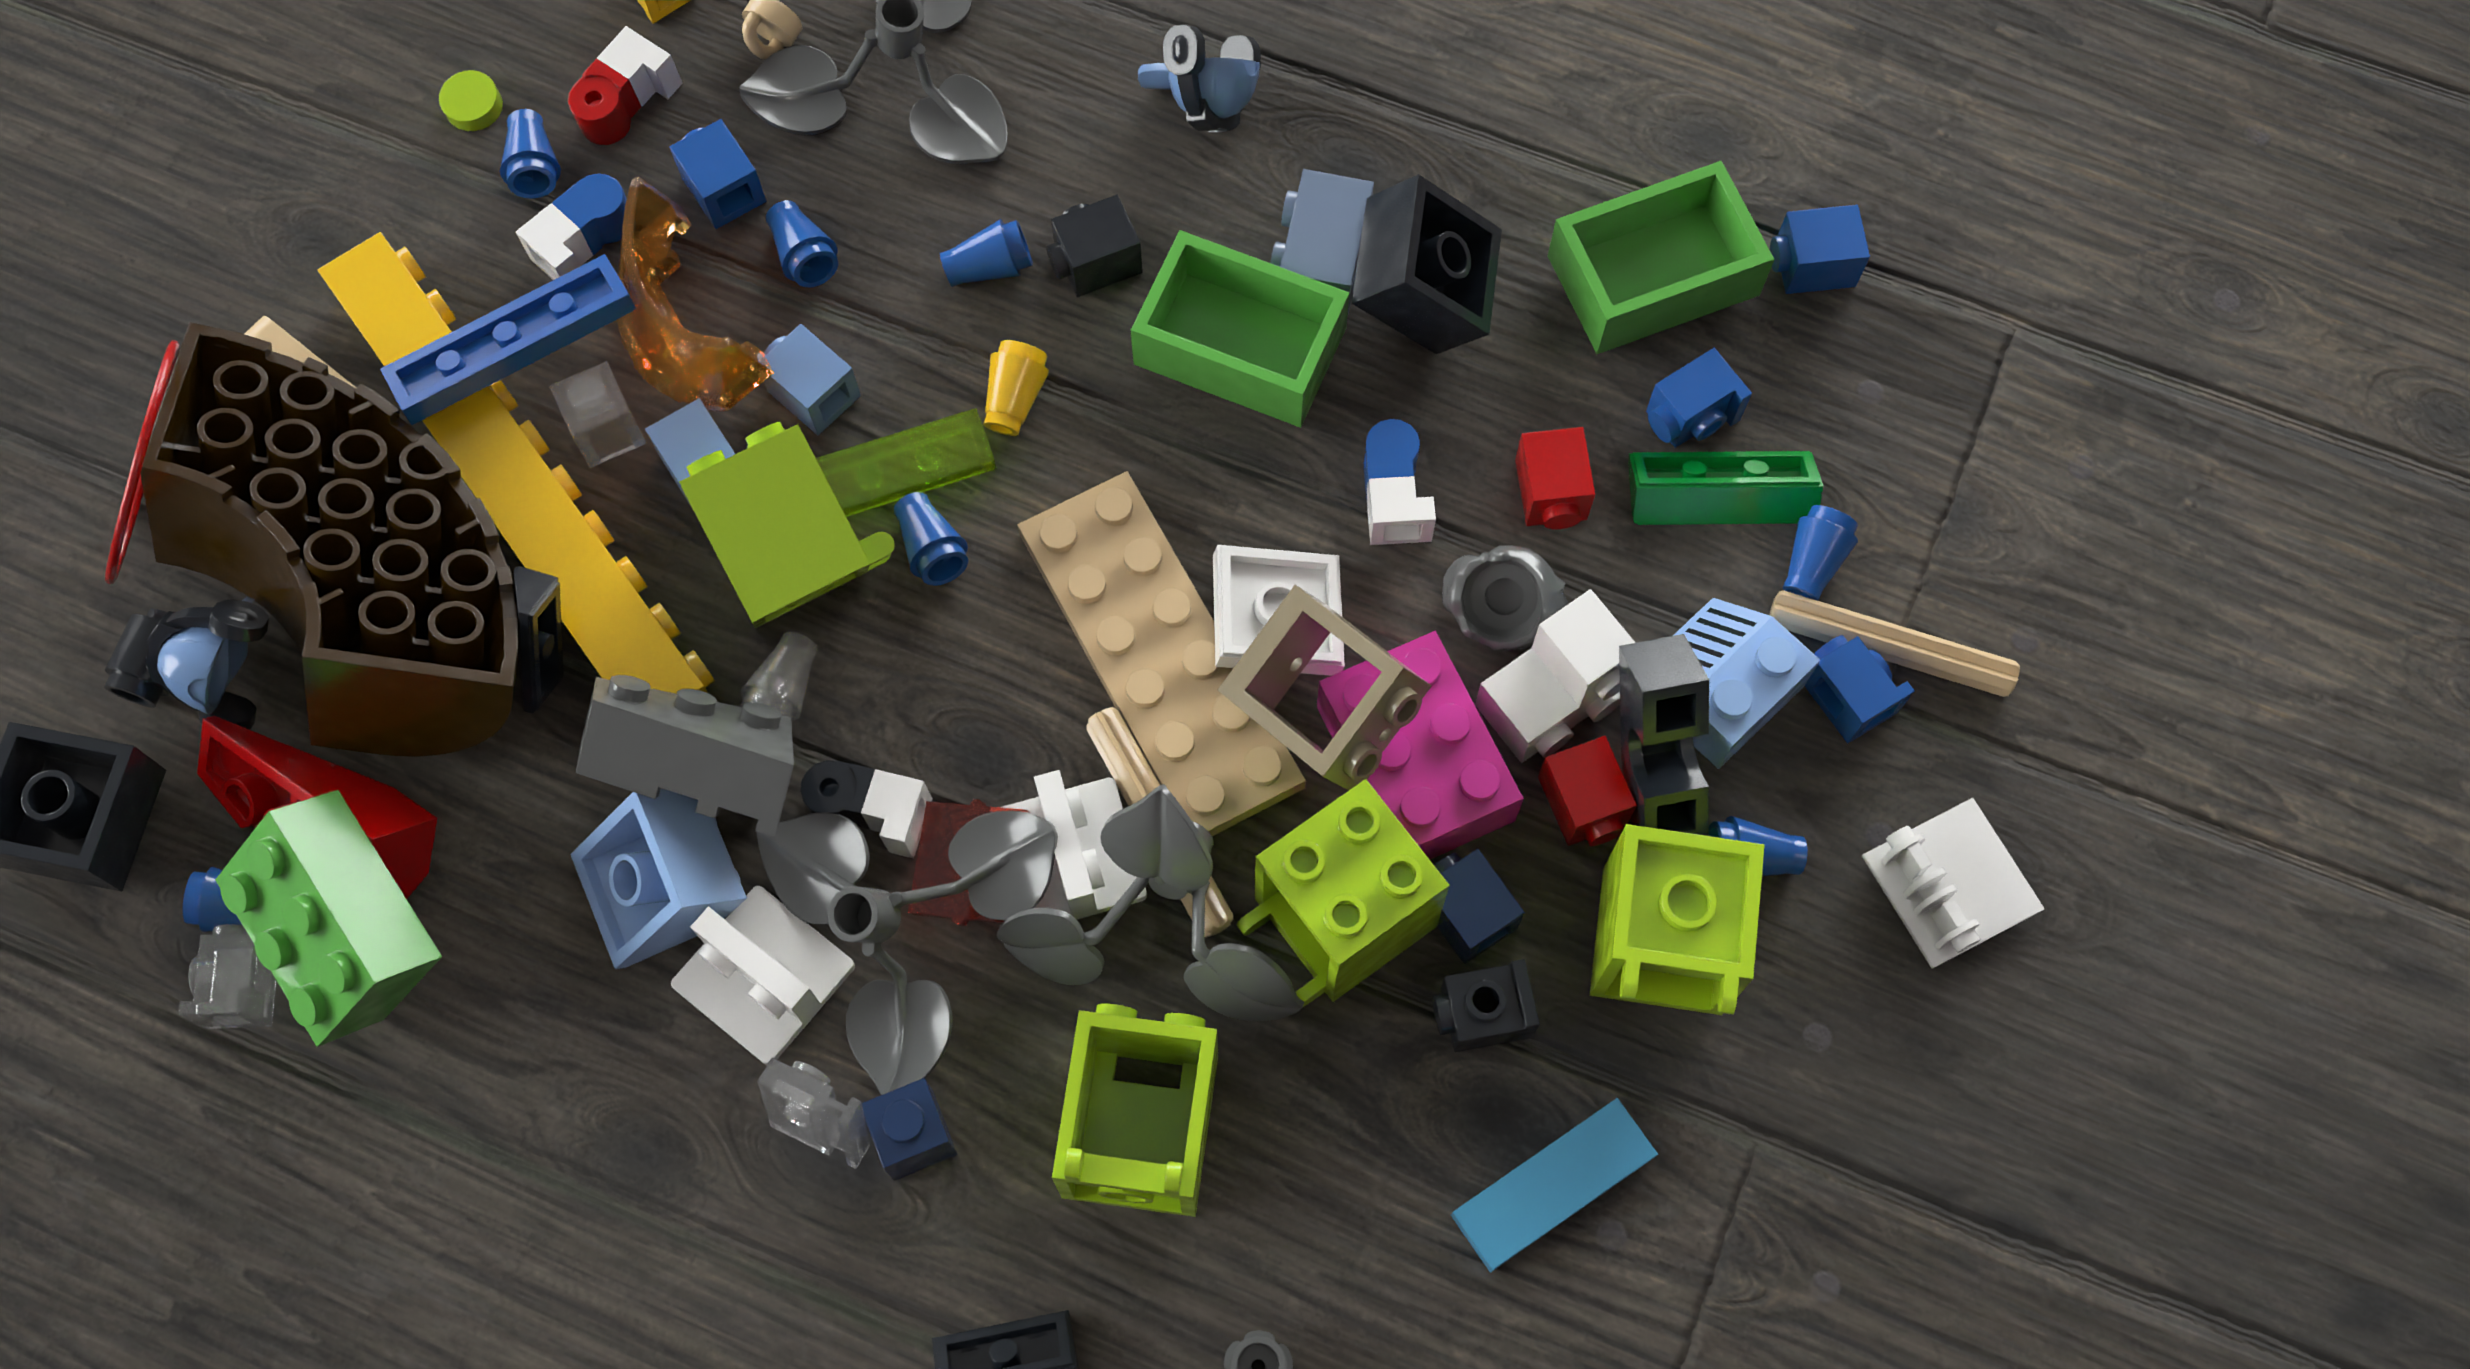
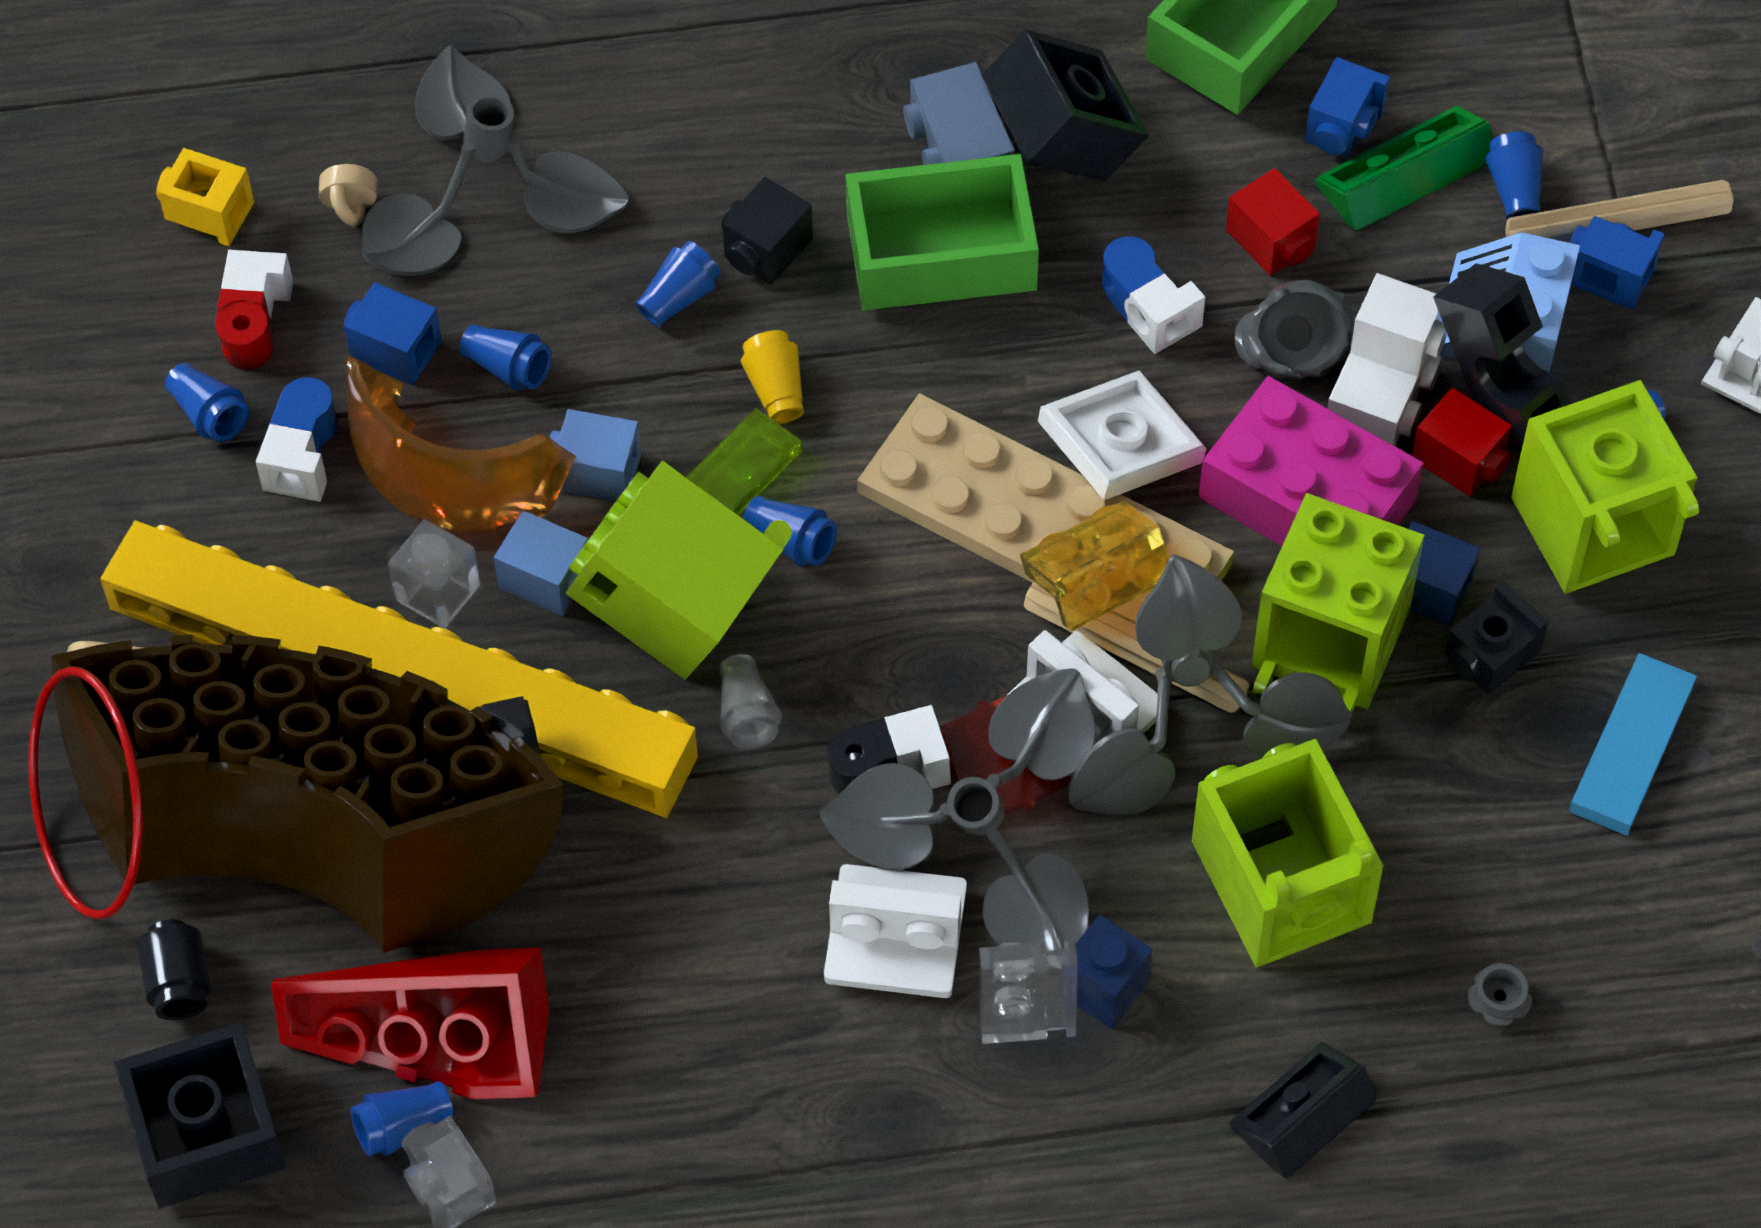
camera: 30 degrees left, 10 degrees down
(201, 651) = (237, 926): cap -> none
(326, 917) = (513, 1061): bright green piece -> none
(470, 100) = (112, 386): lime tile -> none
(507, 339) = (330, 540): blue plate -> none
(654, 874) = (751, 900): light blue slope -> none
(690, 747) = (729, 772): dark grey wedge -> none
(1160, 729) = (1098, 563): none -> clear yellow bracket
(1206, 88) = (774, 51): cap -> none
(1279, 658) = (1163, 445): dark tan window -> none

